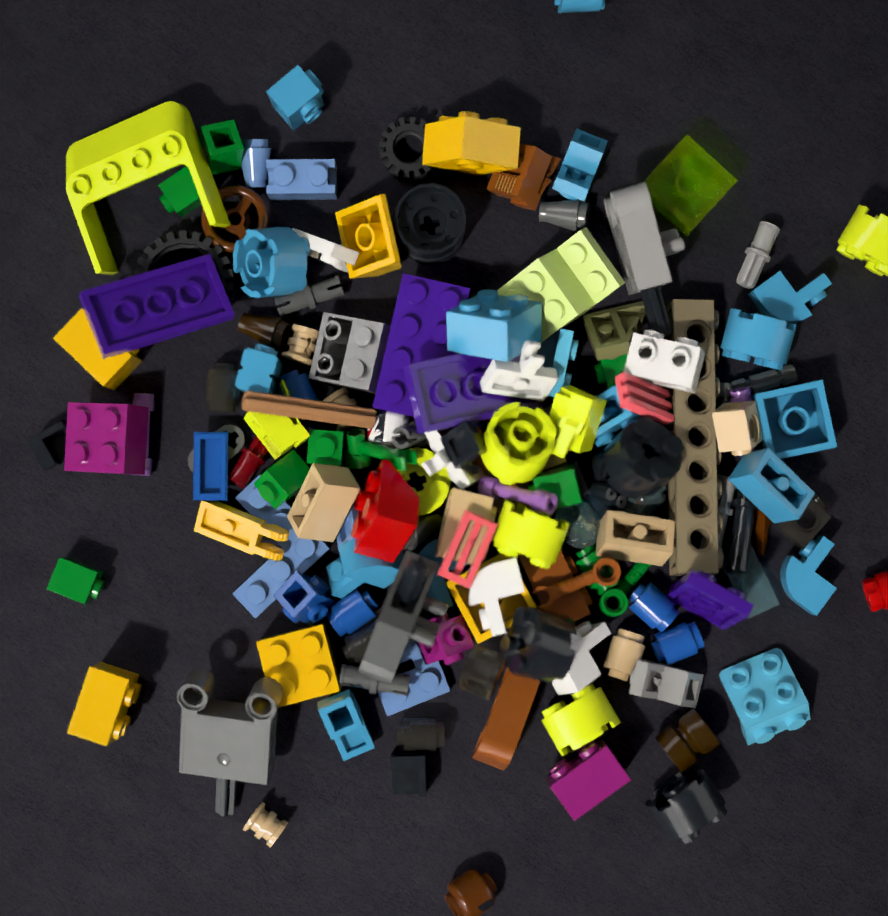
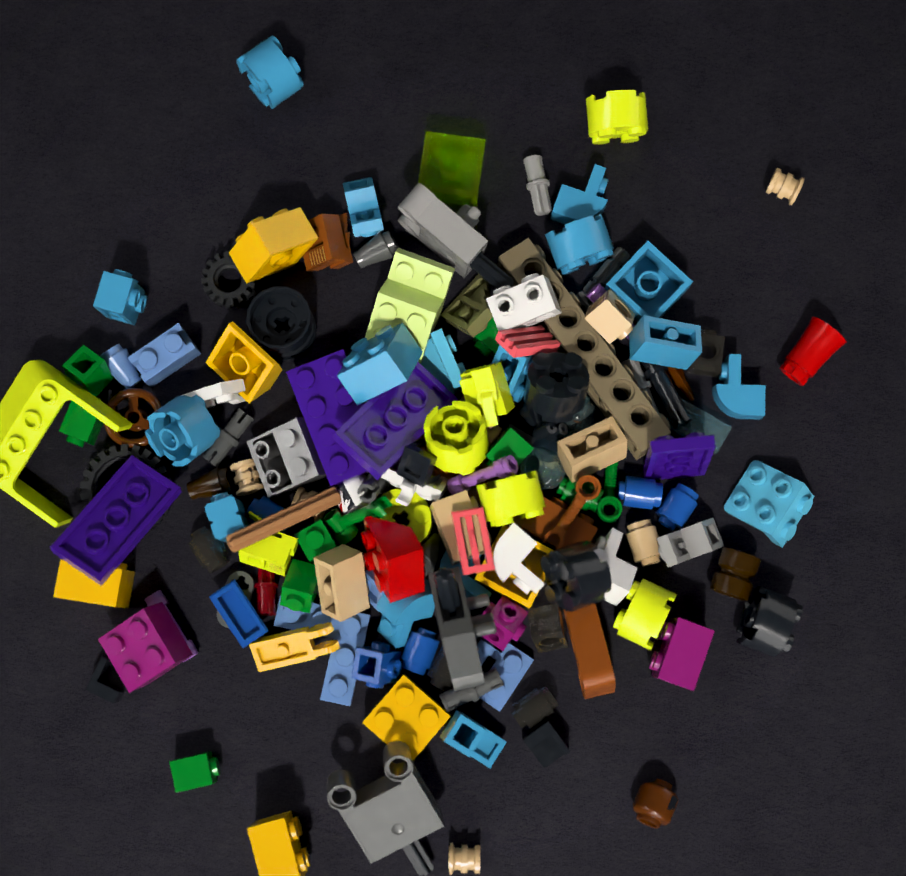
camera: 35 degrees left, 5 degrees down
(520, 379) = (427, 388): white plate -> none

